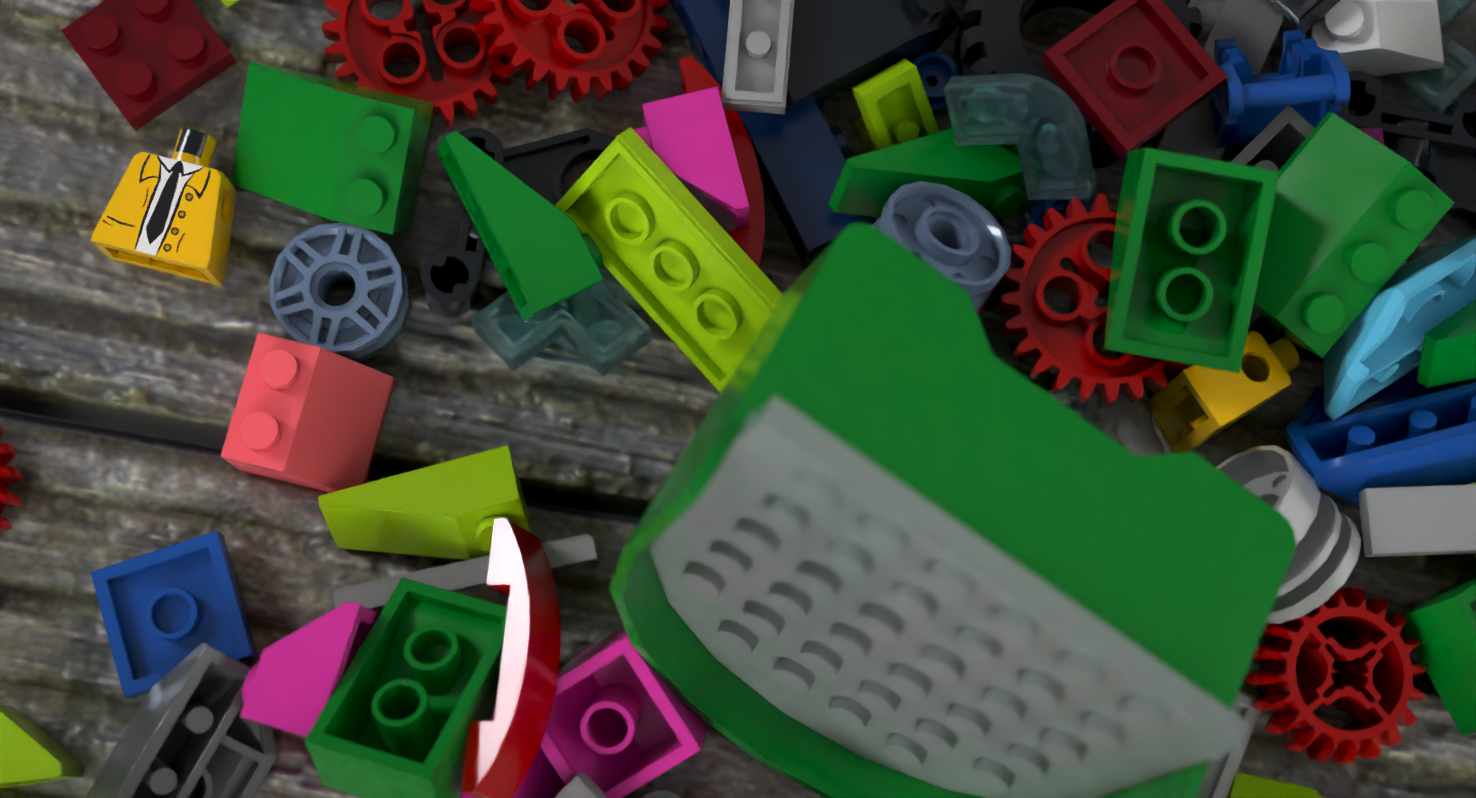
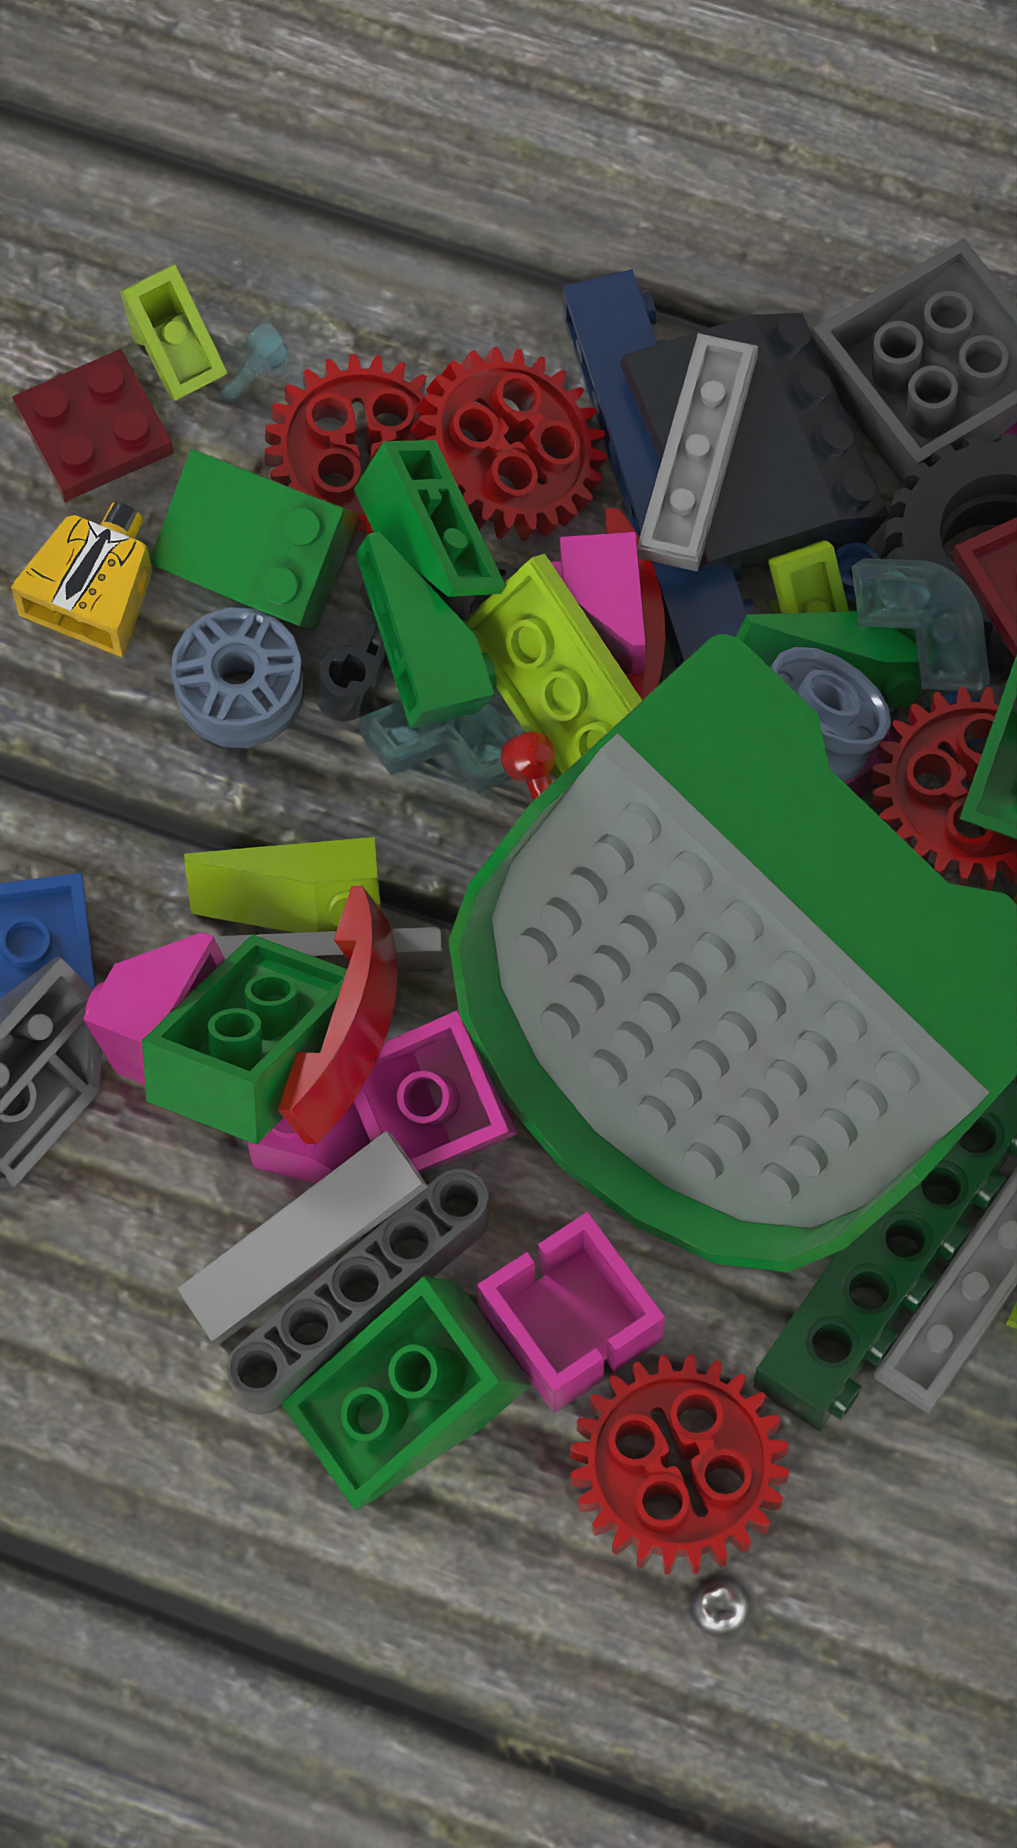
camera: 15 degrees right, 10 degrees down
(307, 416) = (185, 782): coral slope -> none
(502, 106) = (424, 516): none -> green slope
(652, 336) = (529, 759): none -> red piece

